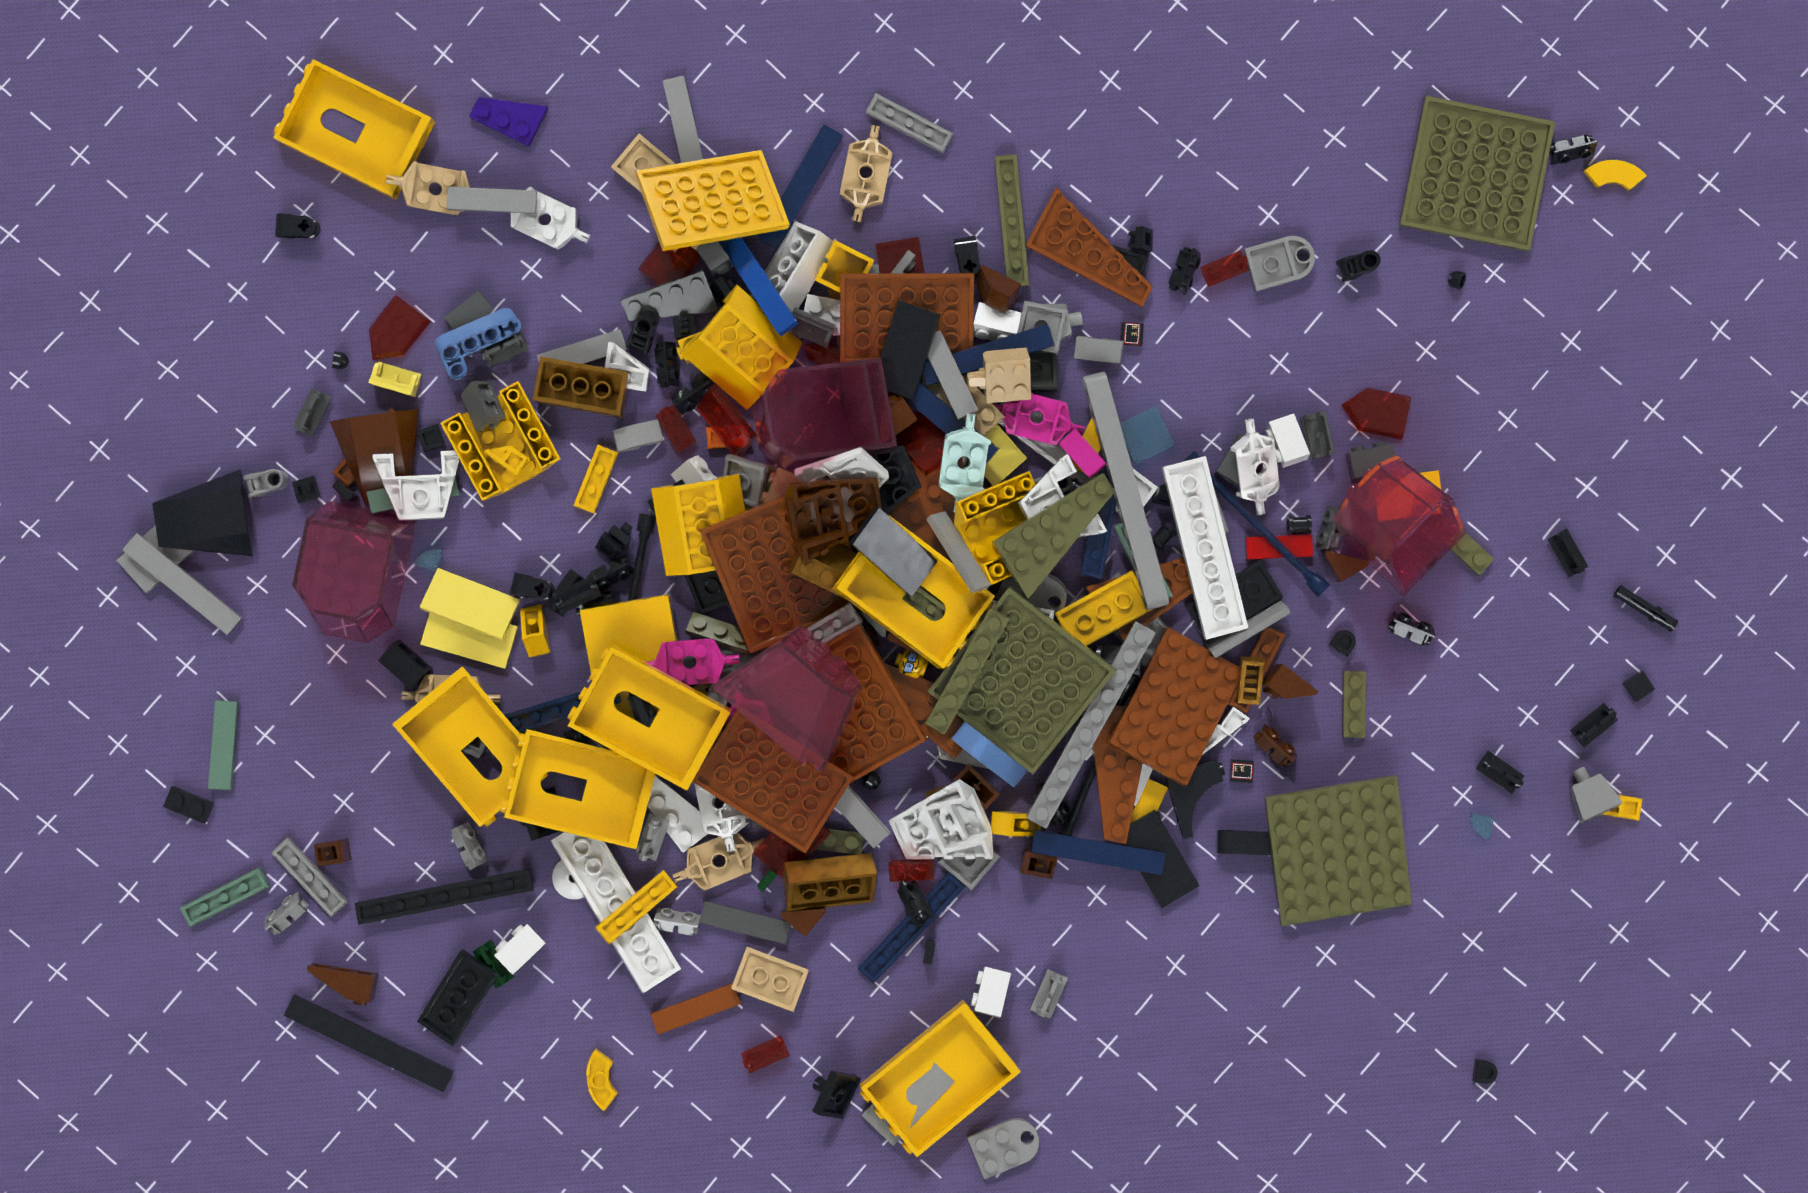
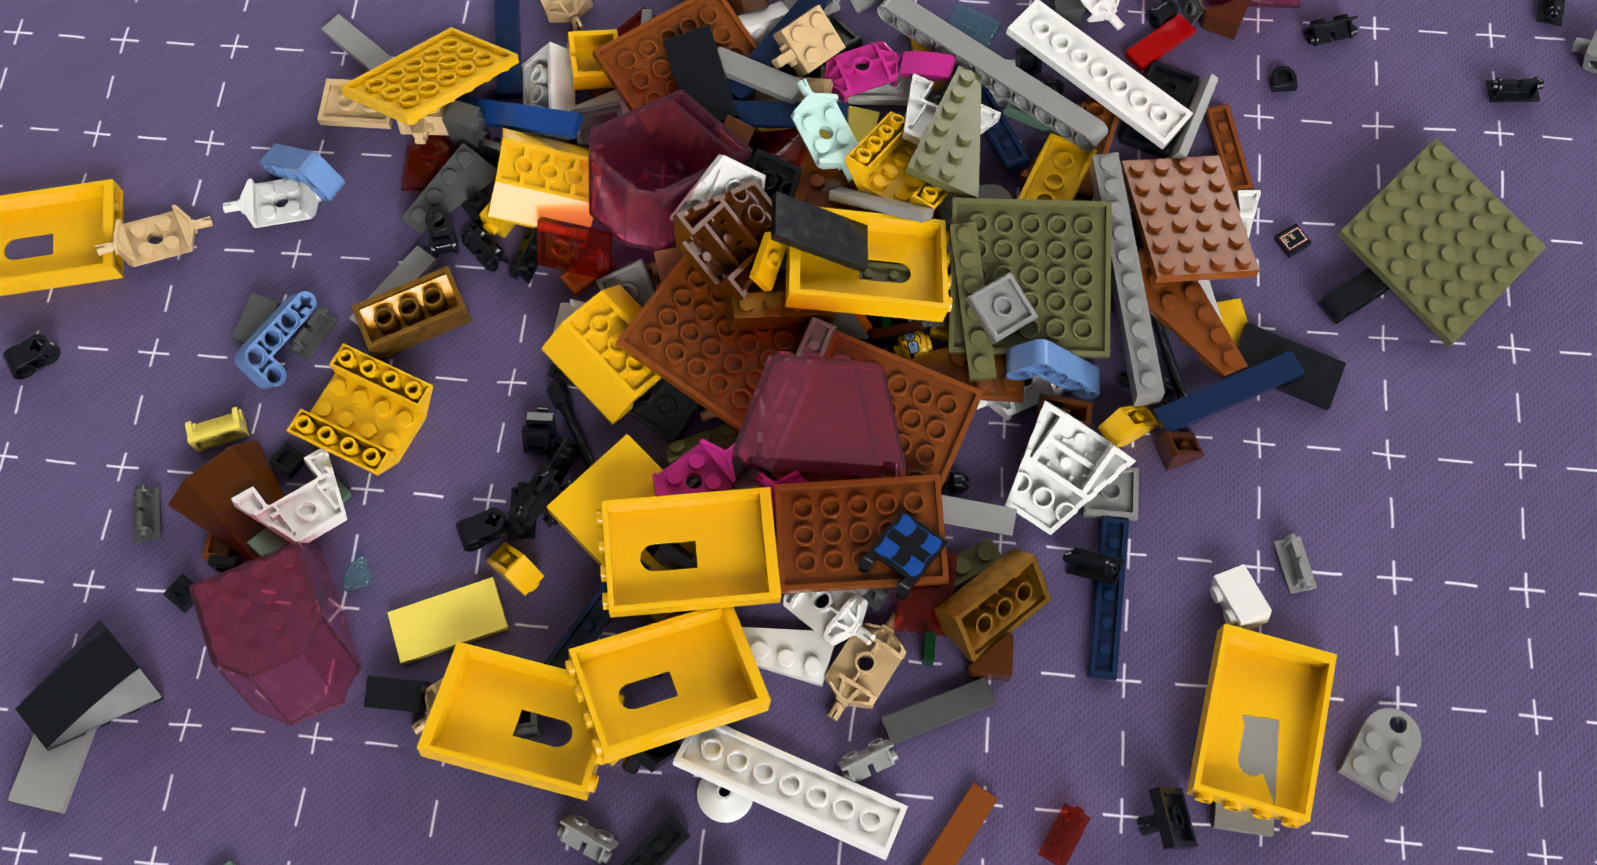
camera: 30 degrees left, 20 degrees down
(182, 583) = (96, 774): light grey tile -> none
(262, 483) = (131, 613): light grey piece -> none
(340, 360) = (148, 448): black hinge -> none
(396, 329) = (191, 385): clear red tile -> none
(470, 604) = (428, 587): light yellow tile -> none
(483, 405) = (321, 390): dark grey hinge -> none
(492, 200) = (216, 210): light grey tile -> none
(509, 458) = (380, 422): yellow tile -> none
(510, 118) = (194, 144): dark purple wing -> none
(571, 209) = (303, 167): none -> medium blue beam
(596, 479) = (482, 391): yellow tile -> none
(621, 360) = (459, 267): white wing -> none
(635, 907) = (813, 772): yellow tile -> none
(637, 435) = (493, 326): light grey slope -> none
(652, 837) = (780, 689): light grey hinge -> none
(675, 428) = (530, 296): clear red hinge -> none
(770, 979) = (1009, 749): tan plate -> none
(792, 814) = (907, 549): none -> black flag
(840, 548) = (767, 262): none -> yellow plate
(911, 871) = (1065, 538): clear red hinge -> none
(929, 951) = (1146, 605): black tile -> none
(981, 692) = (1001, 307): none -> light grey tile
(1185, 797) = (1263, 292): black arch -> none
(1251, 661) = (1235, 145): pearl gold slope -> none
(1283, 752) = (1293, 196): reddish brown hinge -> none
(1286, 684) = (1269, 133): reddish brown slope -> none
(1314, 581) = (1216, 43): dark blue hose -> none
(1354, 704) = (1338, 121): olive plate -> none
(1482, 824) = (1540, 141): clear light blue tile -> none

